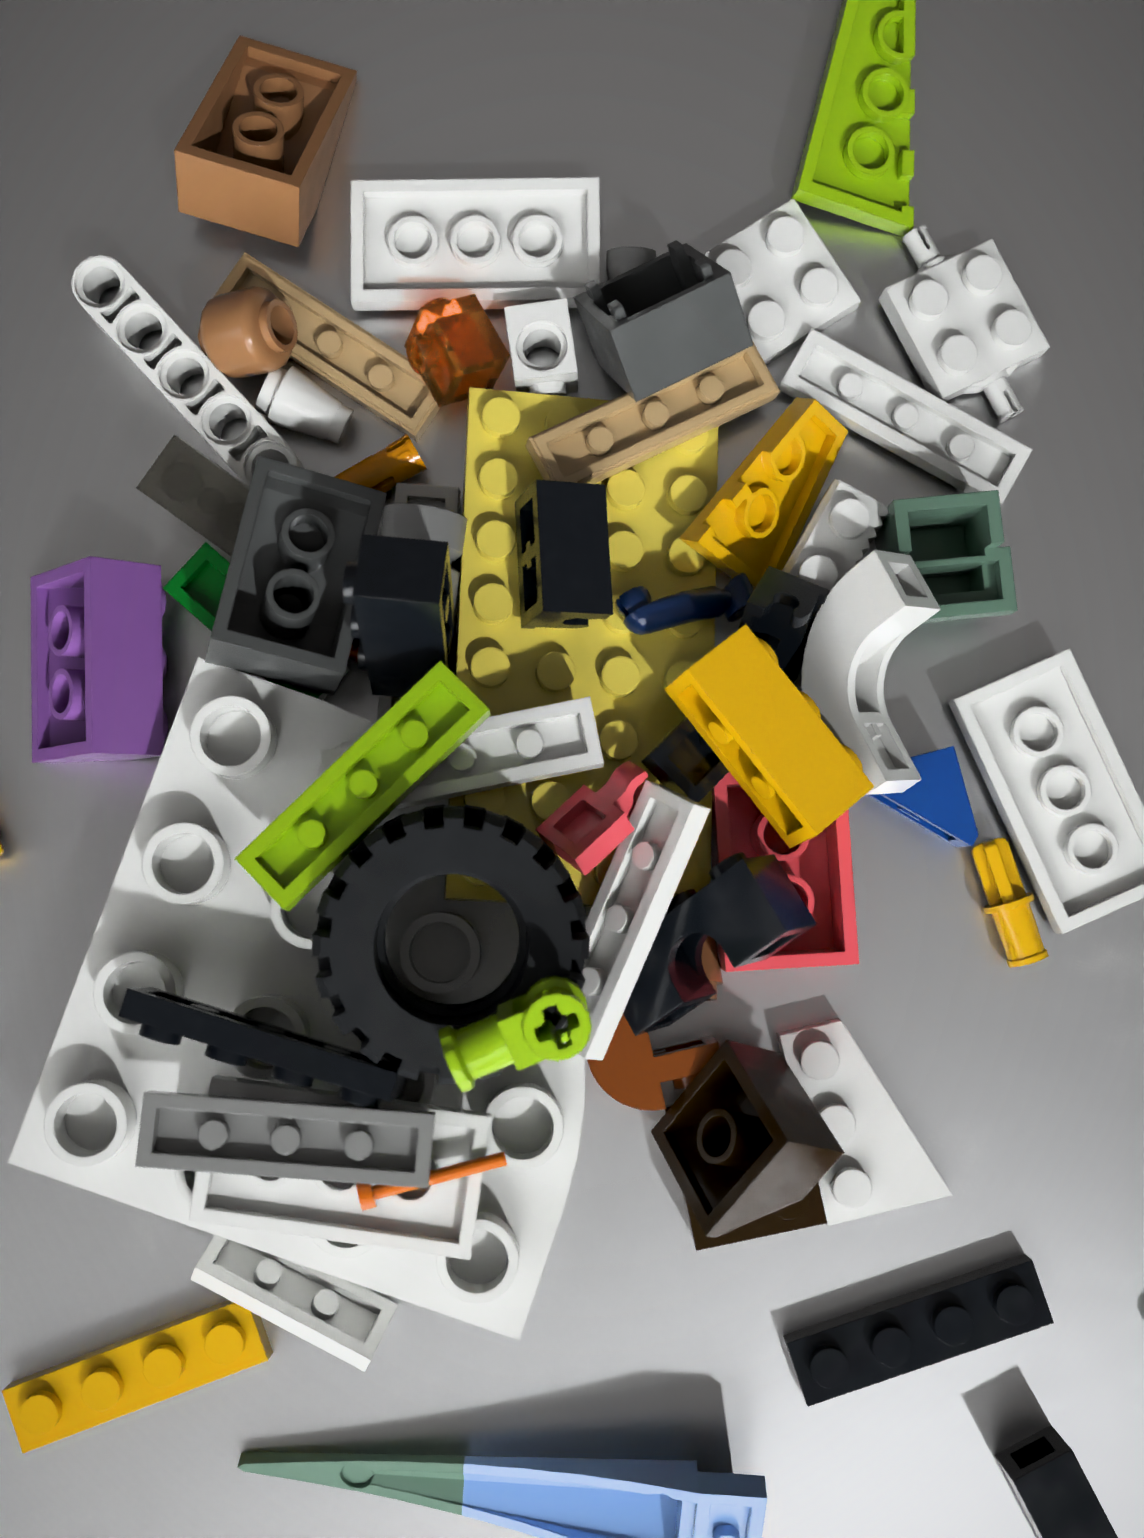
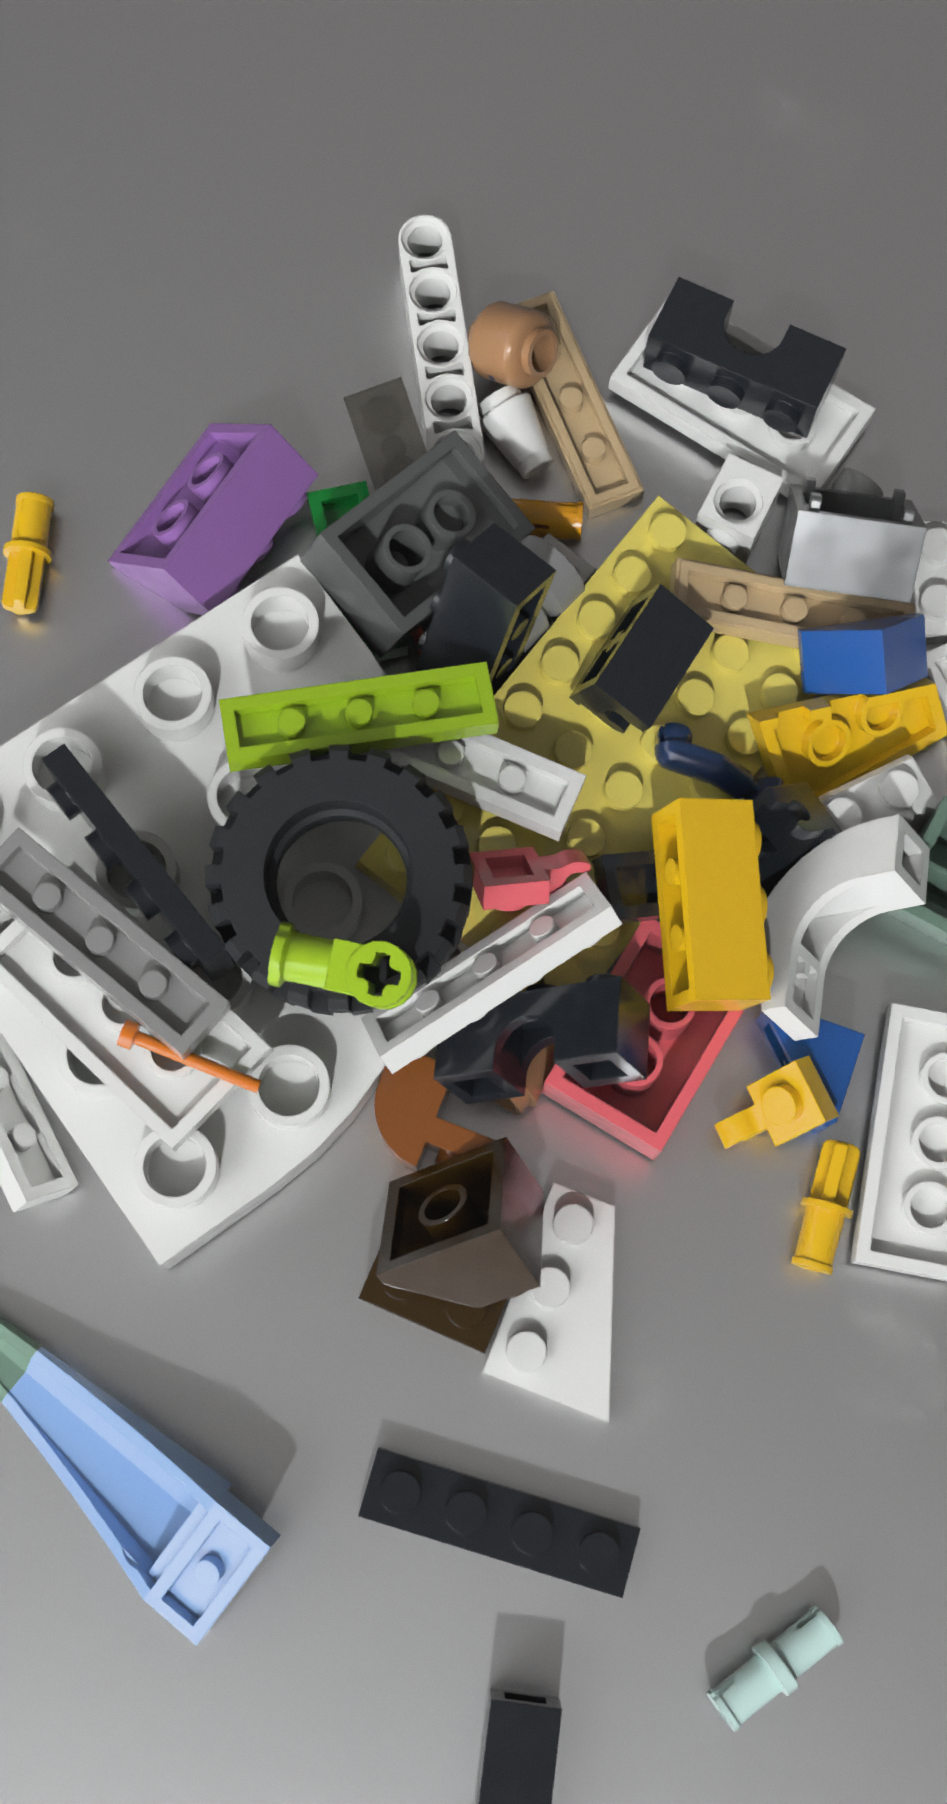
camera: 30 degrees right, 10 degrees down
(263, 141) = (626, 220): medium nougat slope -> none
(410, 231) = (779, 386): none -> black arch
(455, 348) = (668, 460): clear orange brick -> none
(742, 417) = (863, 655): none -> blue slope
(927, 846) = (785, 1105): none -> yellow plate

